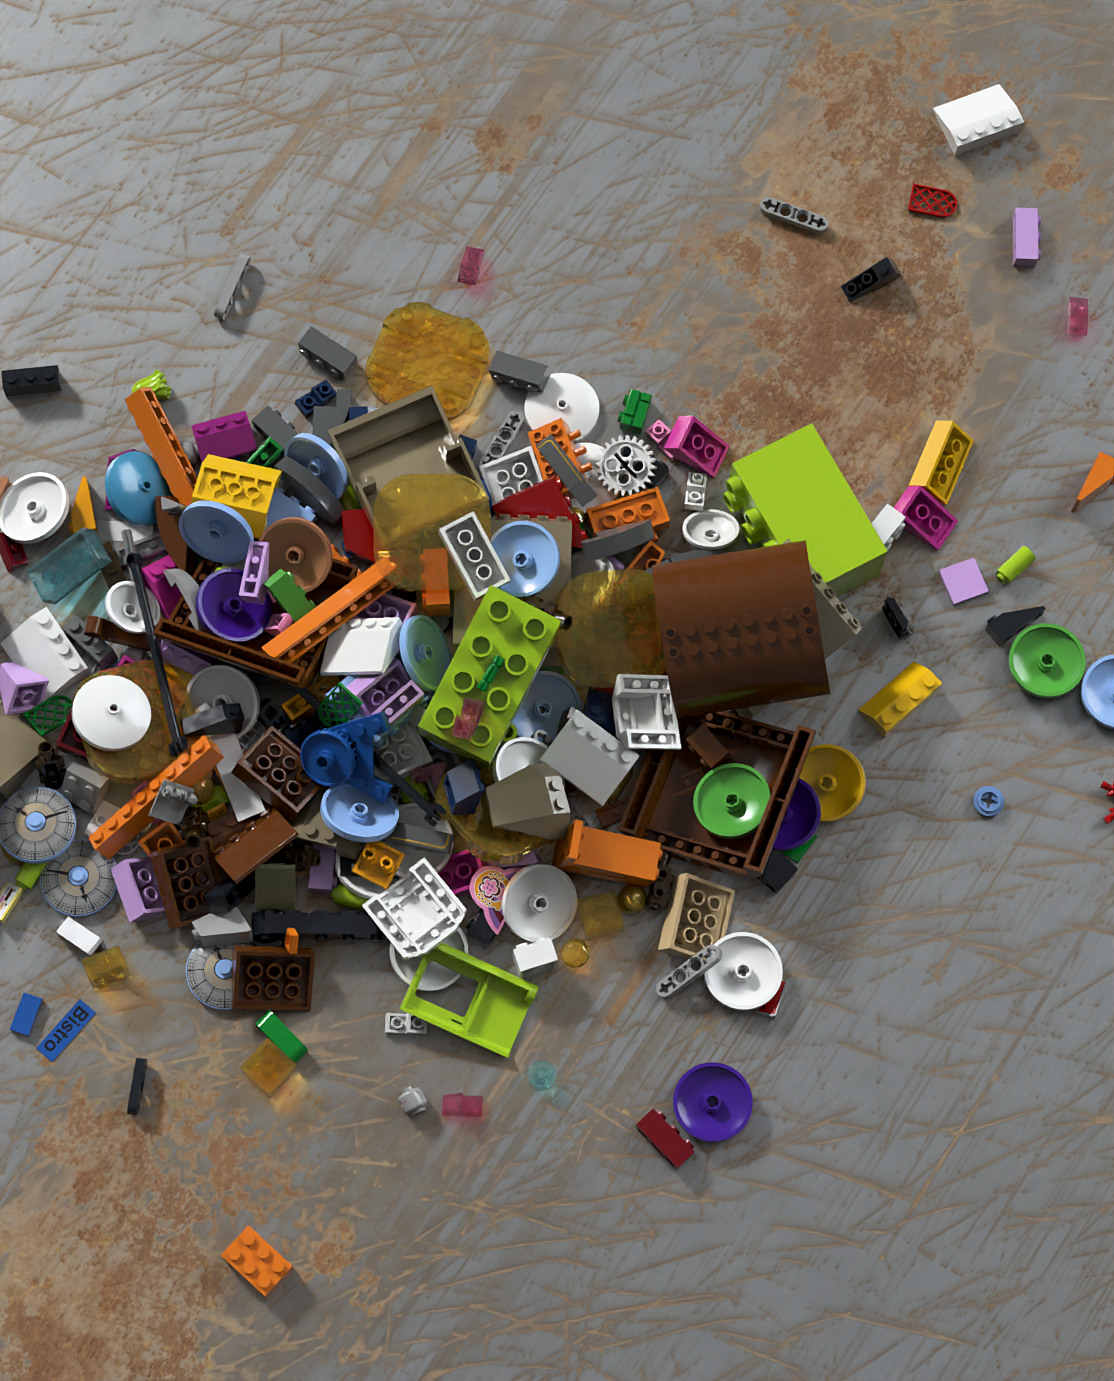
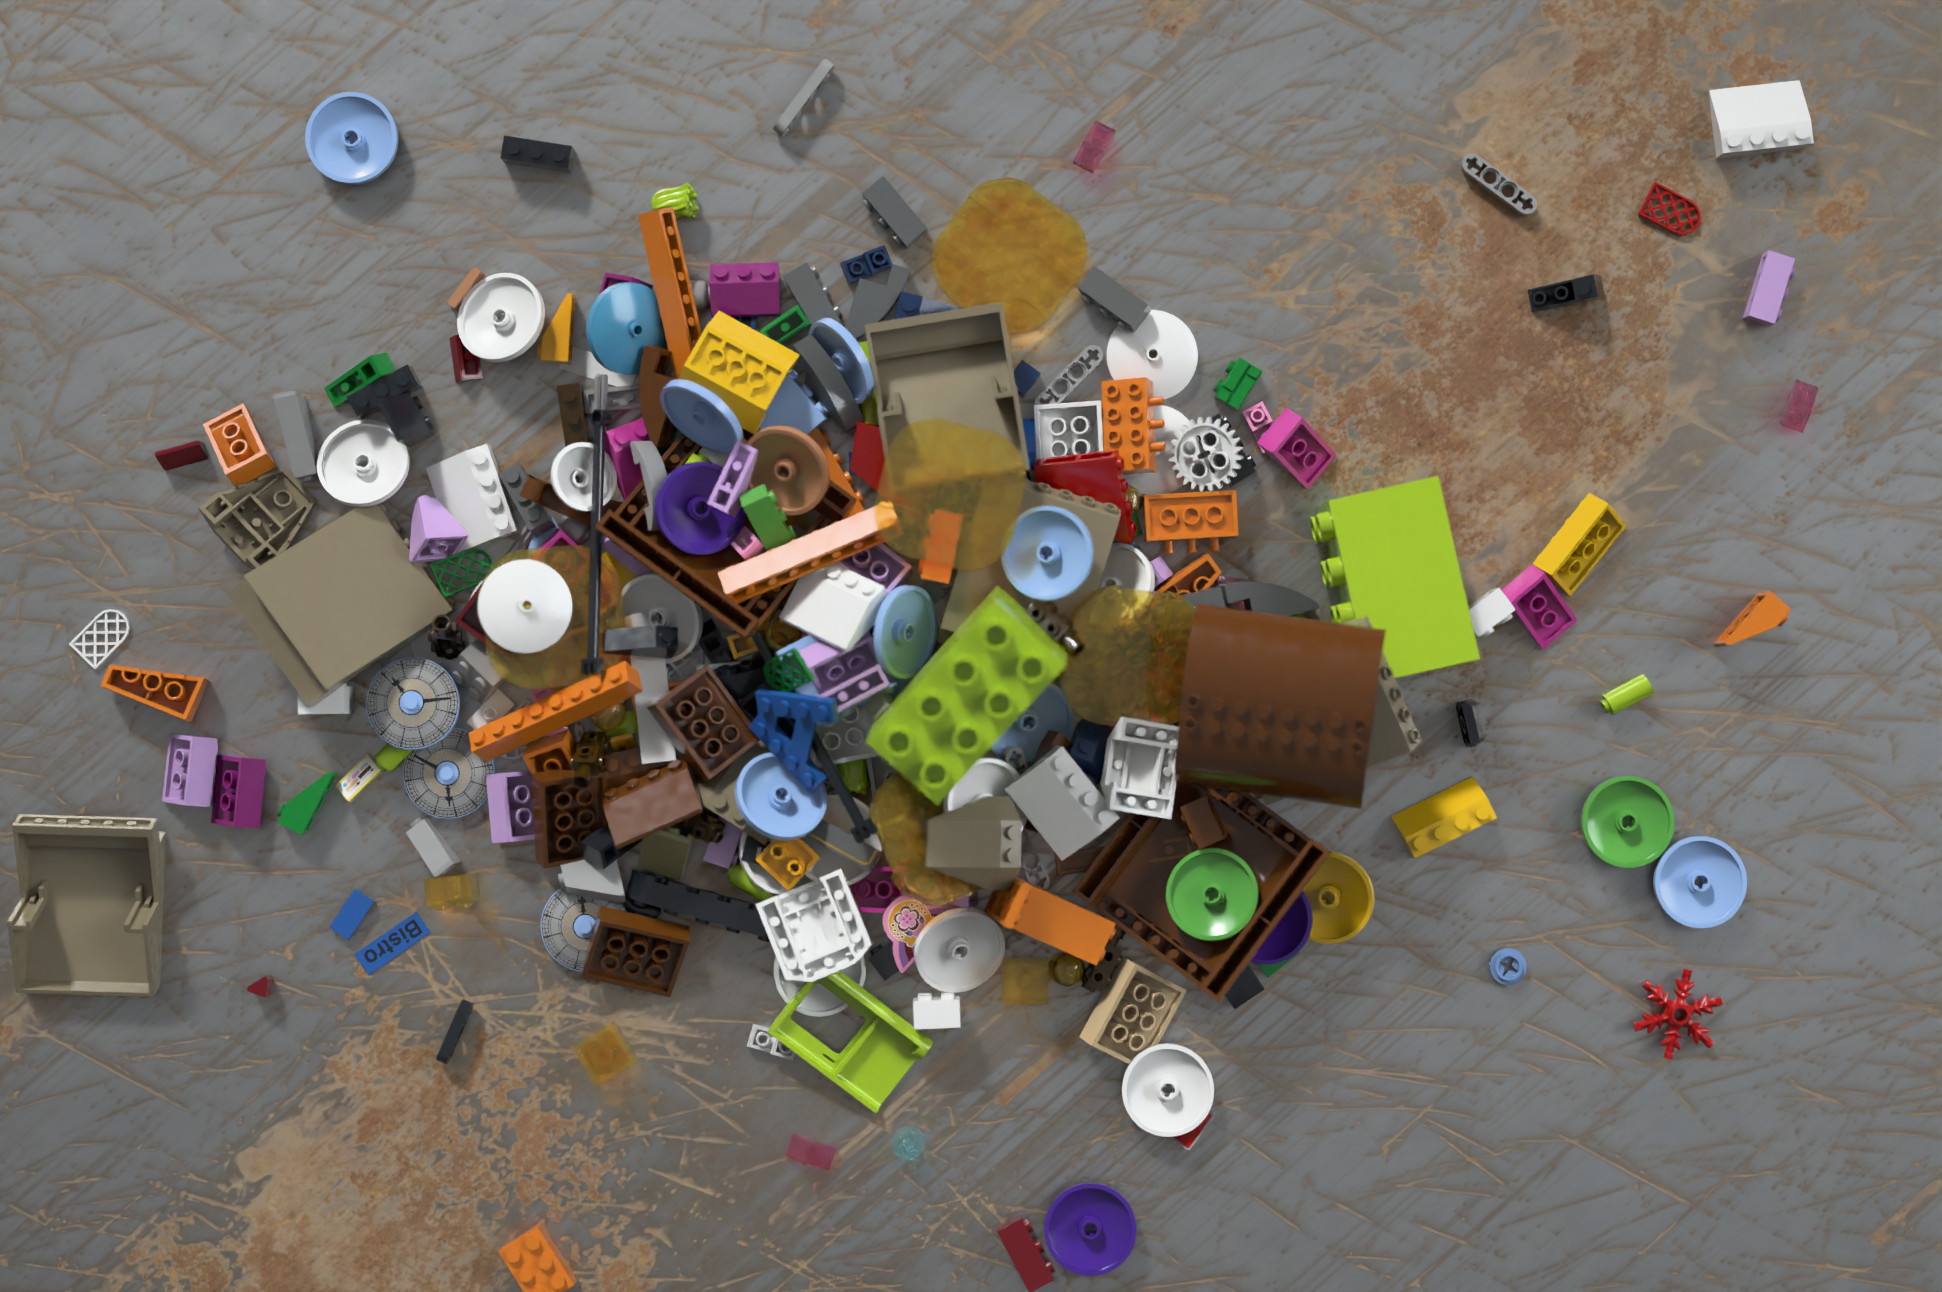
camera: 15 degrees right, 15 degrees up
(68, 566) = (524, 402): clear light blue brick -> none
(172, 506) = (663, 365): light grey slope -> none
(172, 802) = (570, 726): light grey hinge -> none
(281, 1036) = (629, 1020): green beam -> none
(291, 941) = (666, 921): orange tile -> none
(328, 757) = (760, 727): blue wheel -> none
(413, 1101) = (756, 1133): light grey head -> none
(433, 772) = (881, 771): clear pink slope -> none
(463, 788) = (904, 811): dark blue slope -> none
(469, 719) = (923, 757): clear pink slope -> none
(473, 555) = (989, 543): white brick -> none
(490, 673) = (965, 706): green axle -> none
(566, 470) = (1132, 449): dark grey slope -> none
(575, 952) = (985, 1013): clear yellow hair -> none
(617, 540) = (1168, 548): dark grey slope -> none
(687, 968) = (1106, 1074): light grey beam -> none
(695, 491) = (1280, 501): white slope -> none
(710, 529) = (1283, 547): white dish -> none
(963, 581) = (1560, 696): lavender tile -> none
(1011, 623) = (1596, 765): black slope -> none

